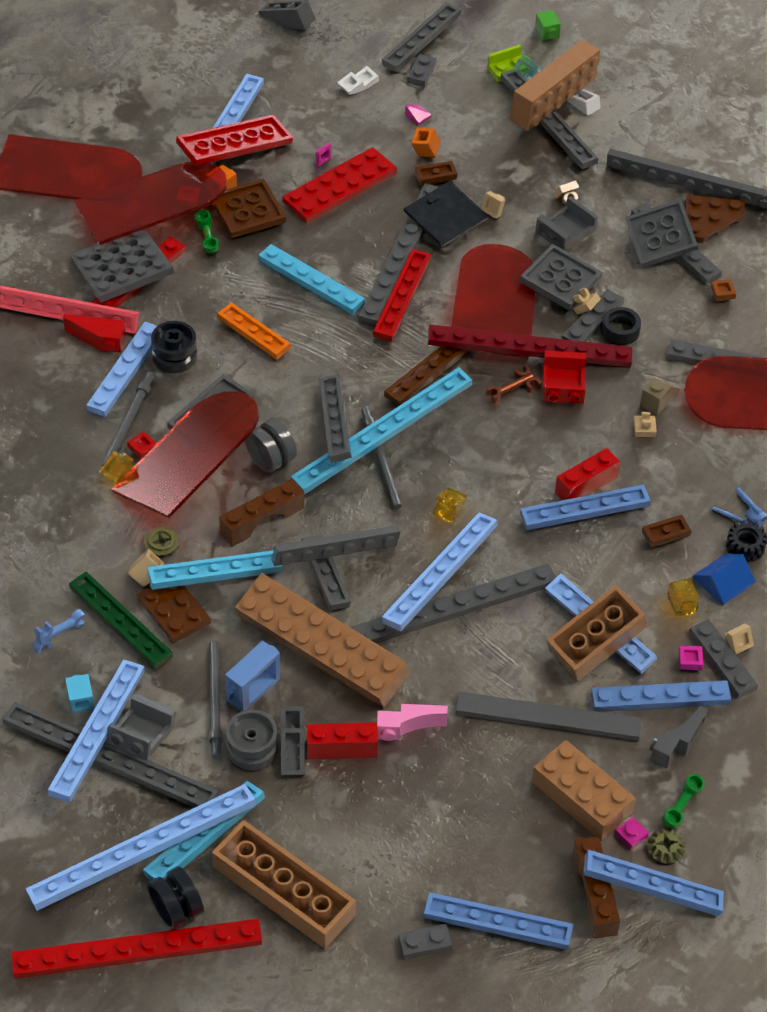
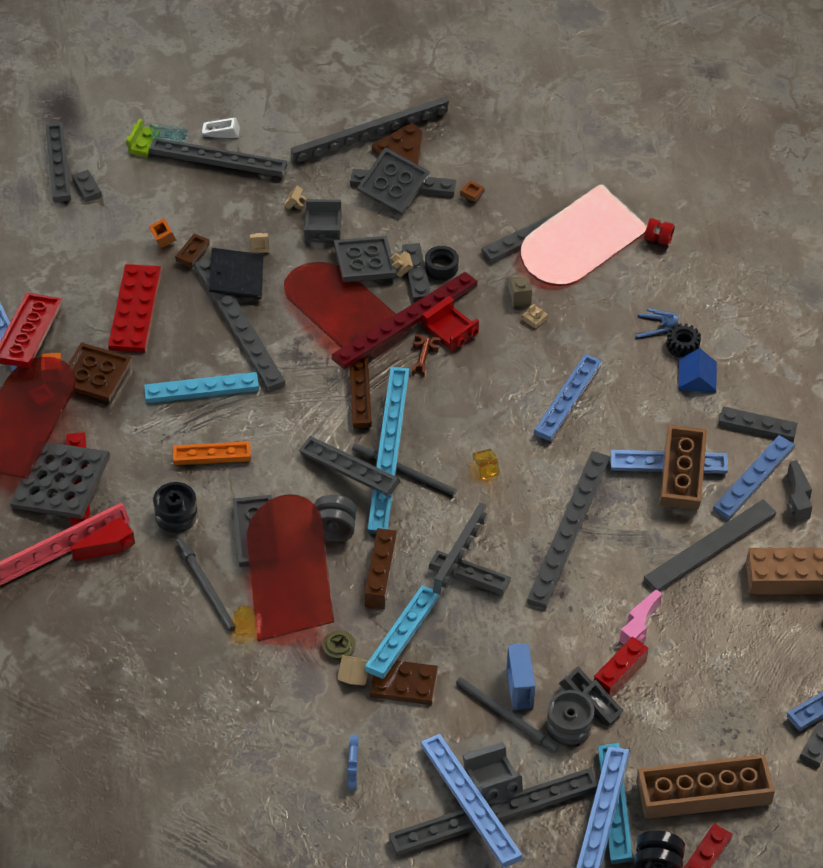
camera: 45 degrees left, 0 degrees up
(79, 693) = (421, 789): medium azure brick -> none
(121, 620) = (382, 718): dark green plate -> none
(122, 371) = (156, 551): light blue plate -> none
(141, 444) = (240, 592): red plate -> none
(204, 222) = (75, 406): green bar -> none
(322, 640) = (528, 616): medium nougat brick -> none
(323, 154) = (97, 294): dark pink slope -> none
(358, 82) = (53, 224): white slope -> none
(401, 295) = (279, 351): red plate -> none
(417, 113) = (124, 219): slope -> none
(439, 572) = (541, 511): light blue plate -> none
(547, 25) = (136, 92): bright green brick -> none
(554, 85) = (206, 129): medium nougat brick -> none
(588, 475) = (547, 376): red brick -> none
(666, 531) = (632, 372): reddish brown plate -> none
(683, 597) = (694, 405): clear yellow brick -> none
(690, 657) = (743, 438): dark pink plate -> none
(740, 638) = (753, 403): tan tile -> none

